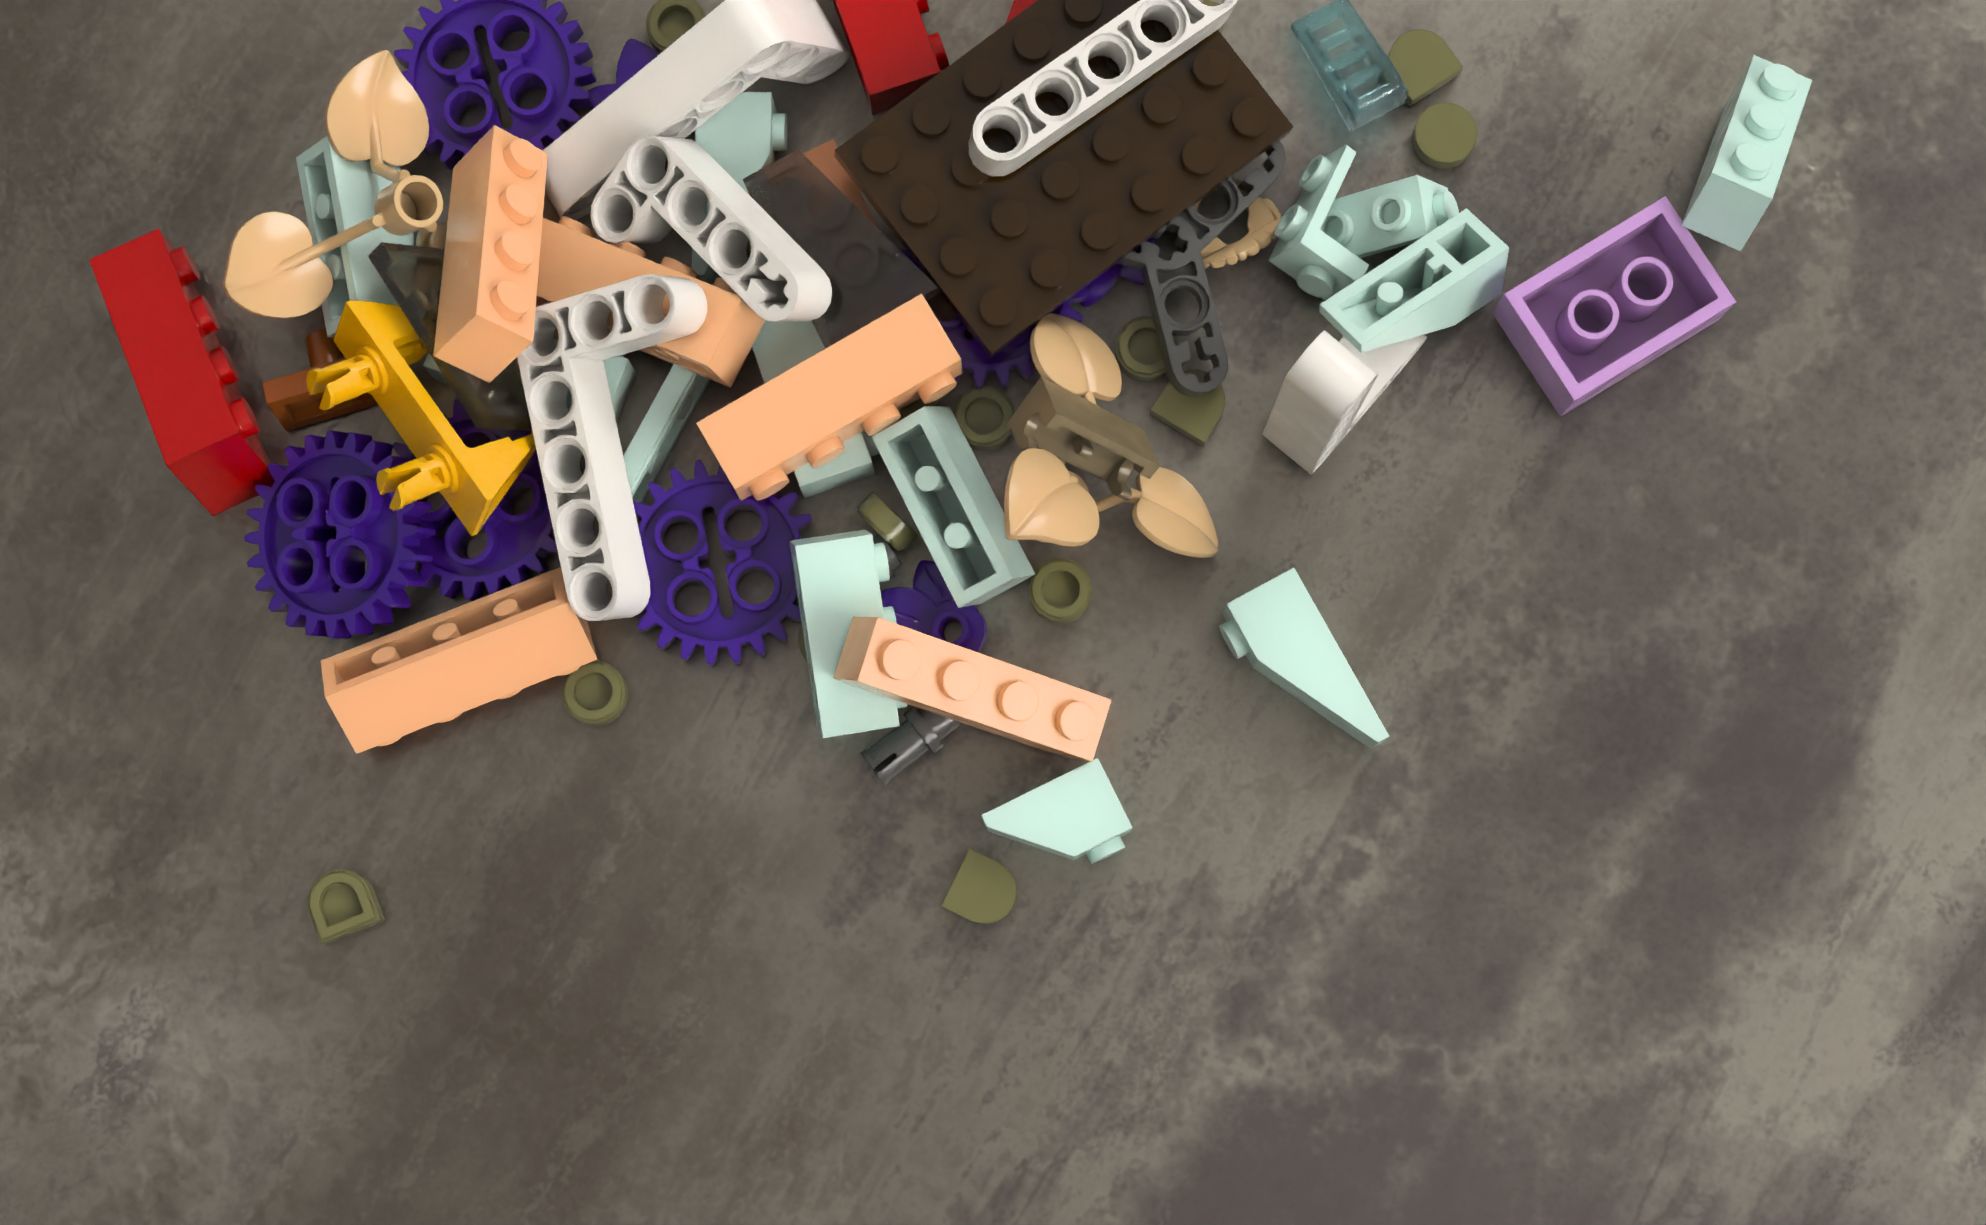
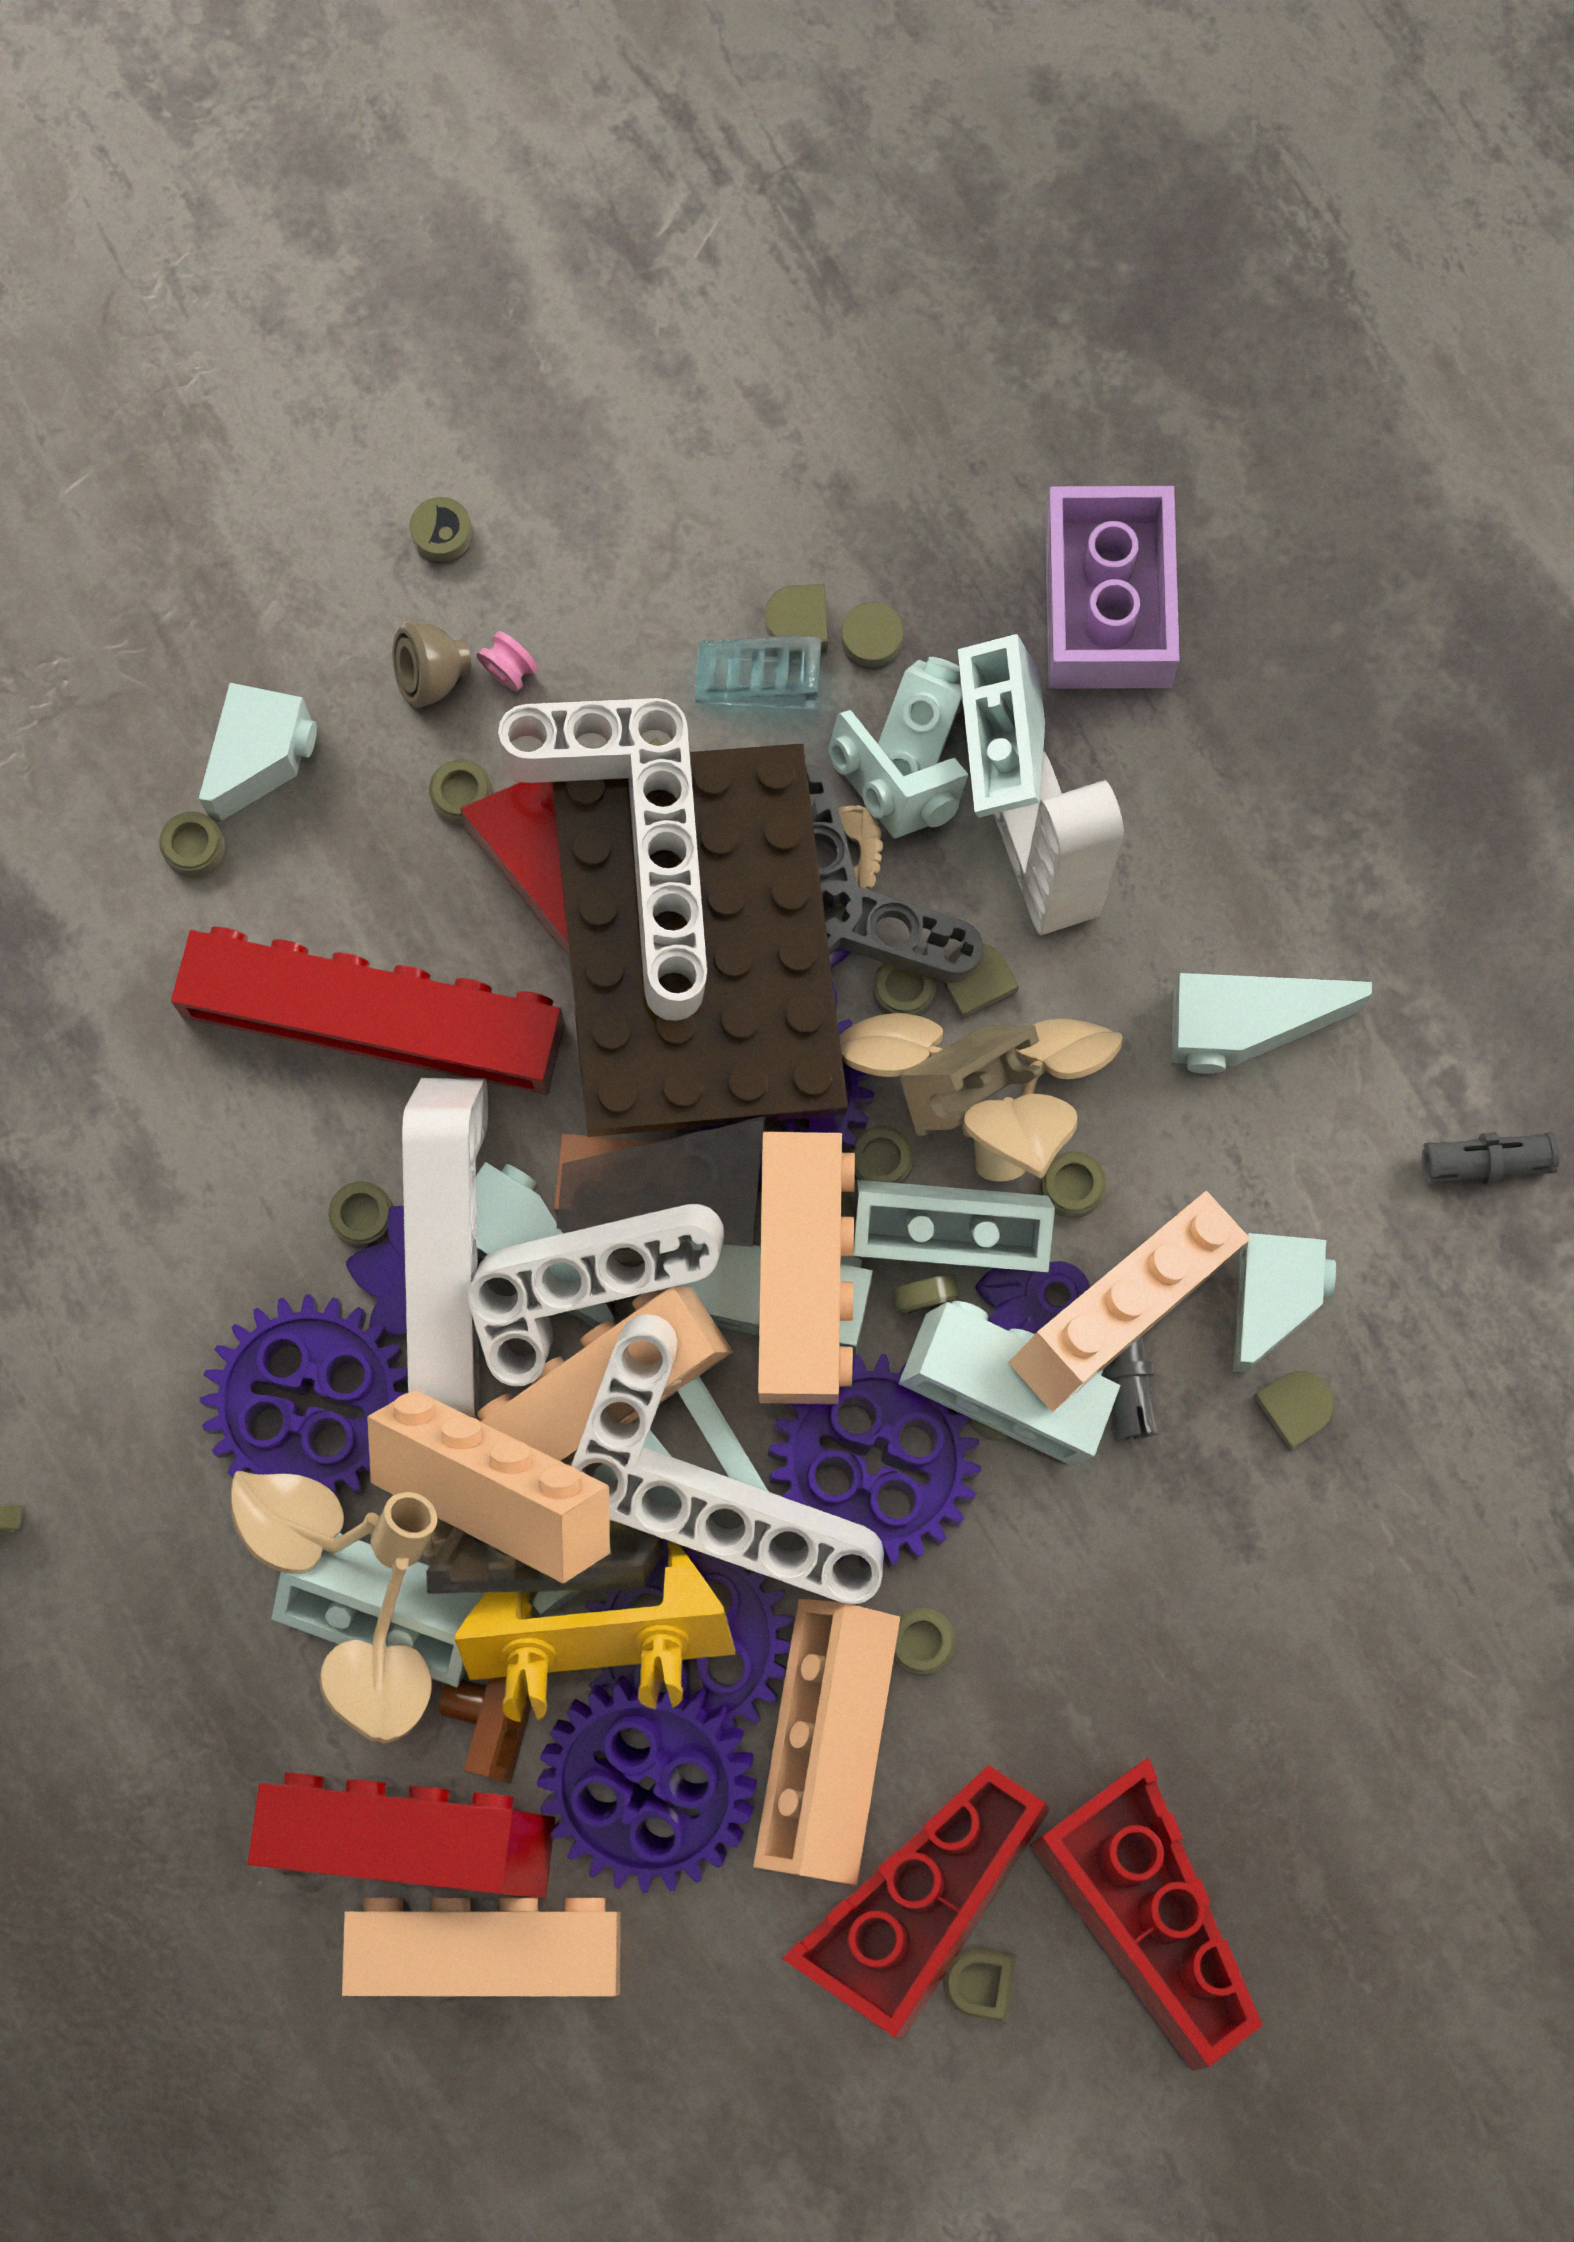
camera: 60 degrees left, 5 degrees down
(133, 490) = (481, 1952): none -> light nougat brick
(367, 816) = (914, 1914): none -> red wedge
(477, 996) = (1143, 1903): none -> red wedge
(1302, 932) = (1490, 1158): none -> dark grey pin
(1747, 153) = (1052, 402): light aqua brick -> none

